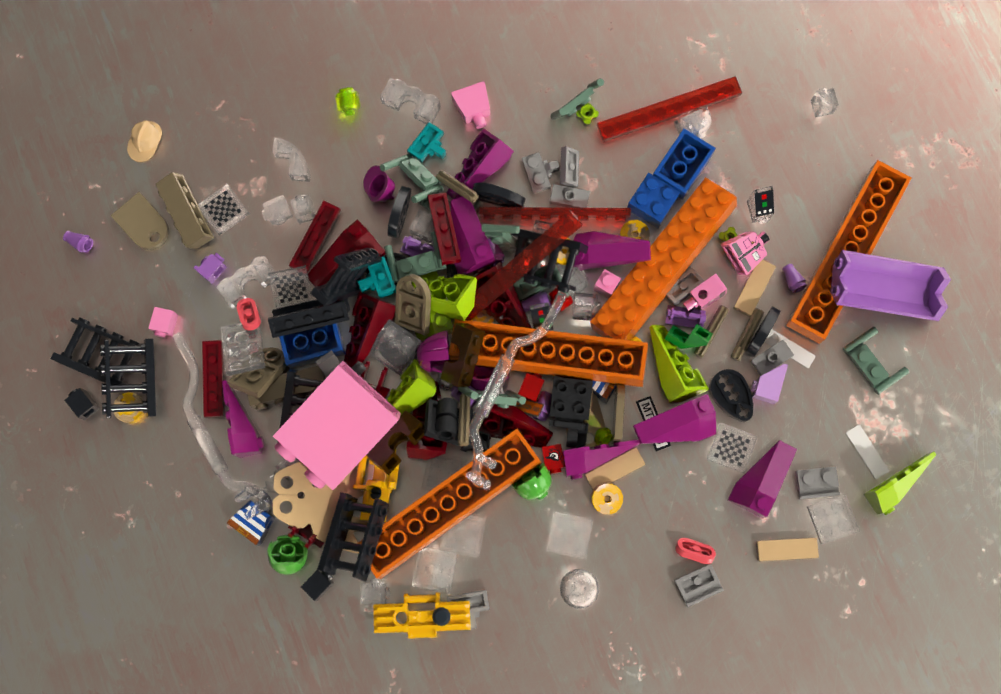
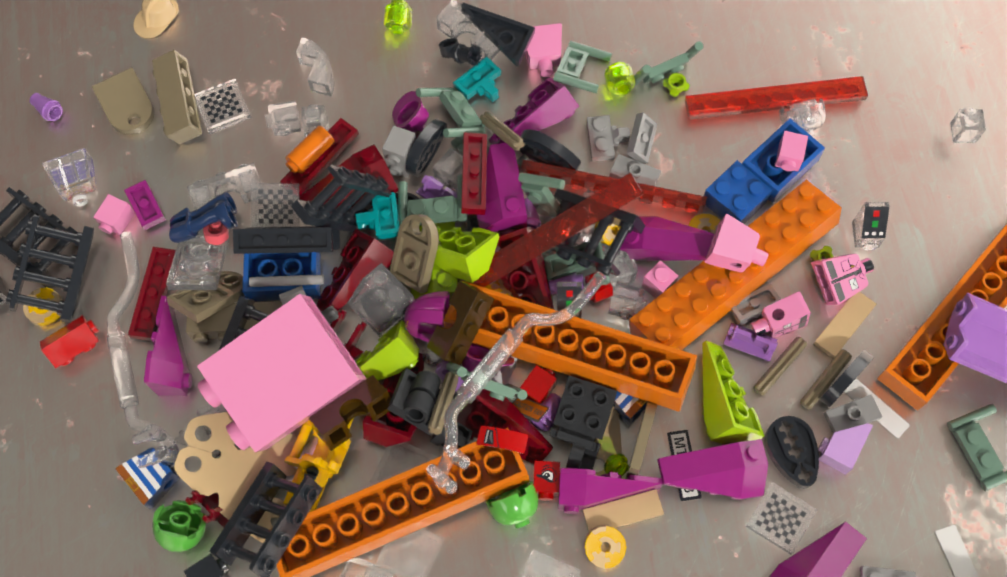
camera: 10 degrees right, 10 degrees down
(119, 296) = (72, 176): none -> clear torso
(160, 432) = (70, 341): none -> brick
(185, 307) = (144, 205): none -> magenta plate
(211, 267) = (189, 166): medium lavender brick -> none
(226, 317) = (187, 224): none -> dark blue piece
(306, 235) = (309, 150): none -> orange brick
(318, 349) = (286, 280): none -> light grey bar
(378, 221) = (397, 150): none -> light grey brick
(406, 123) = (459, 52): none -> black connector
(442, 101) = (505, 33): none -> black wing
(501, 113) = (573, 64): none -> sand green plate
(515, 438) = (502, 439): none -> red sticker
(541, 118) = (619, 78): none -> clear neon green head
(660, 248) = (735, 246): none -> bright pink torso
(681, 339) = (761, 367): green slope -> none
(689, 158) = (791, 151): none -> bright pink brick
(794, 279) = (897, 324): medium lavender cone -> none

